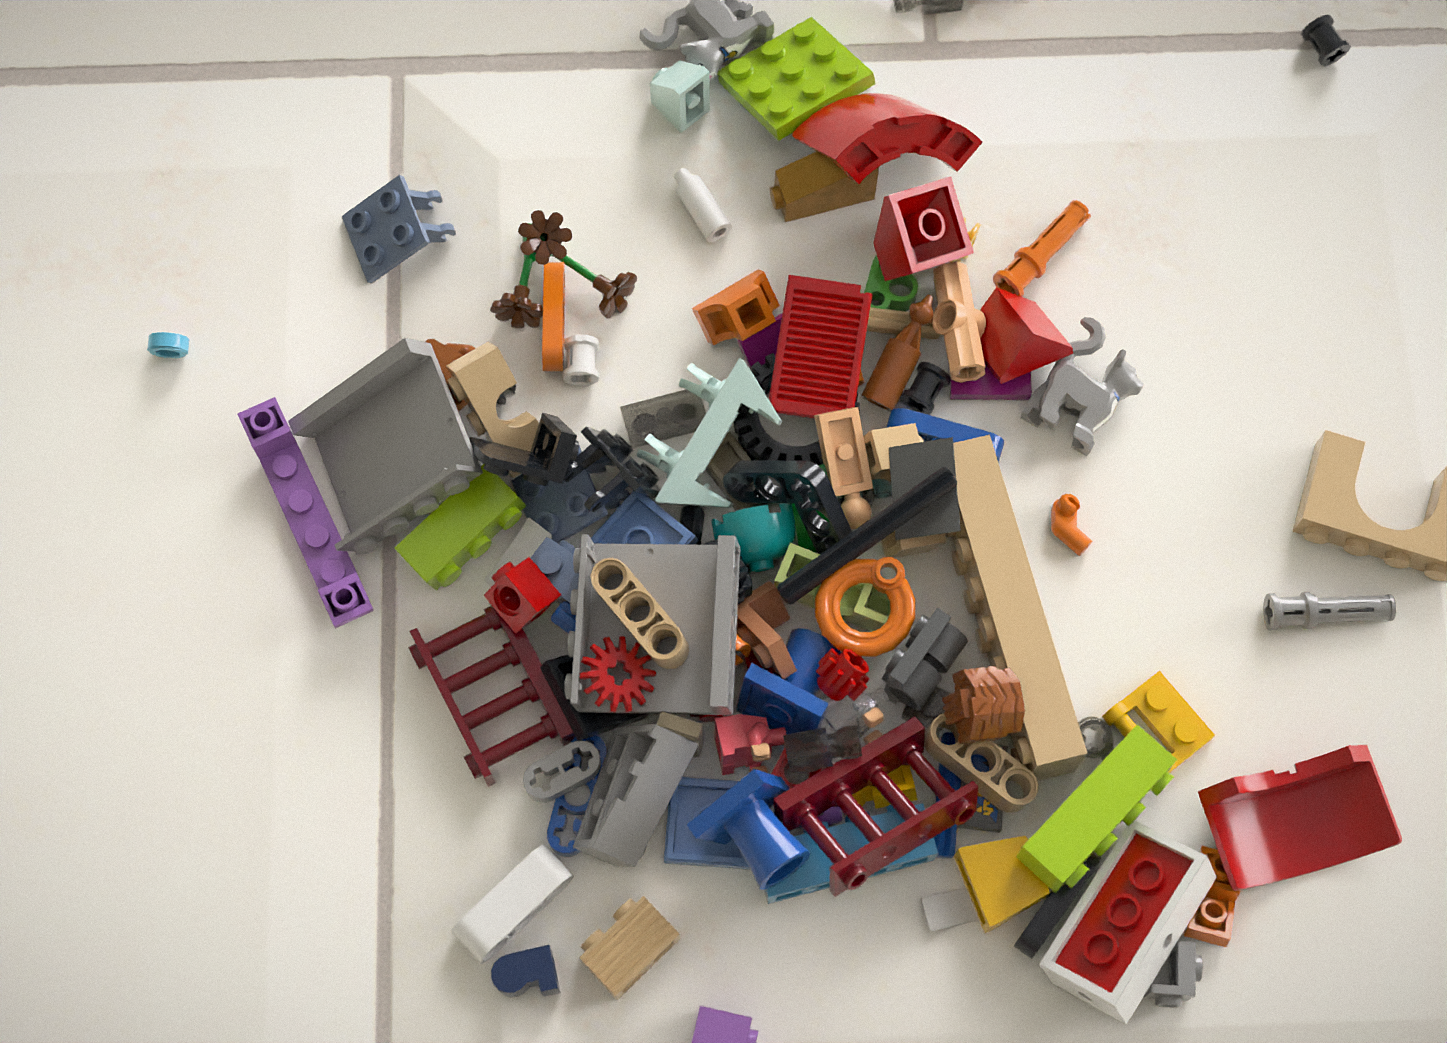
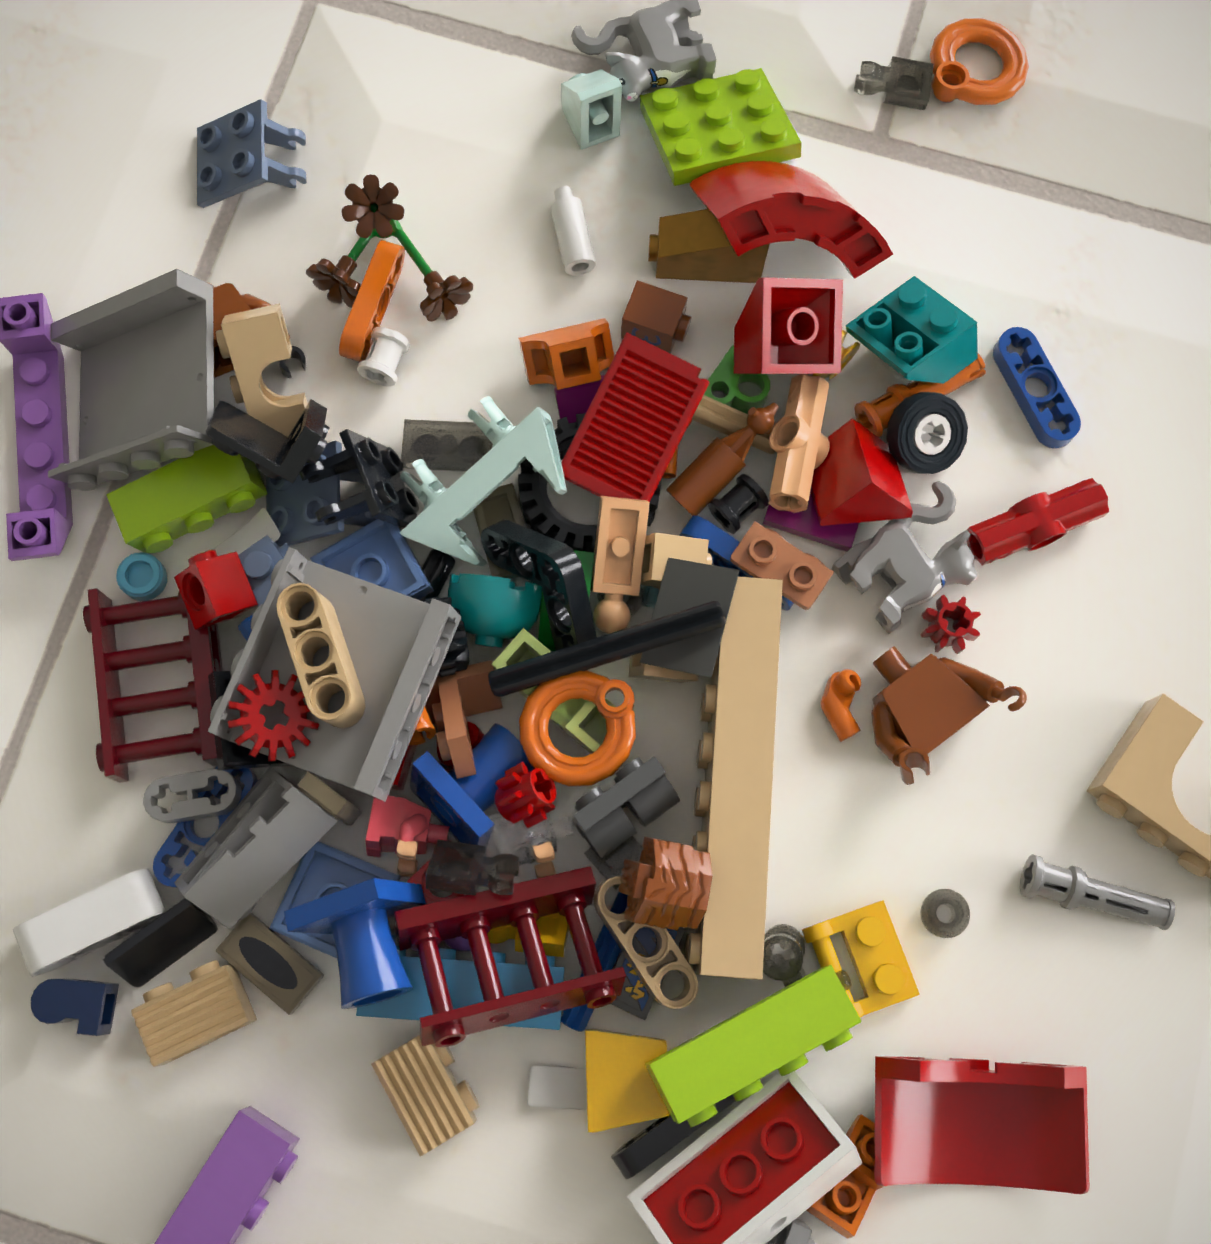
camera: 15 degrees right, 5 degrees up
(442, 610) = (141, 576): none -> medium azure tile
(579, 900) = (161, 943): none -> black slope
(674, 888) = (270, 963): none -> dark tan tile
(800, 254) = (656, 316): none -> dark orange brick
(844, 944) = (426, 1093): none -> tan brick
(969, 420) = (769, 556): none -> nougat bracket
(1025, 200) = (918, 333): none -> teal slope
(1043, 280) = (947, 438): none -> black bush
(1125, 433) = (962, 624): none -> red gear
(1136, 198) = (1042, 369): none -> blue beam
(1141, 501) = (929, 706): none -> dark orange torso
(1176, 324) = (1037, 521): none -> red piece
(1221, 657) = (959, 909): none -> clear smoke plate

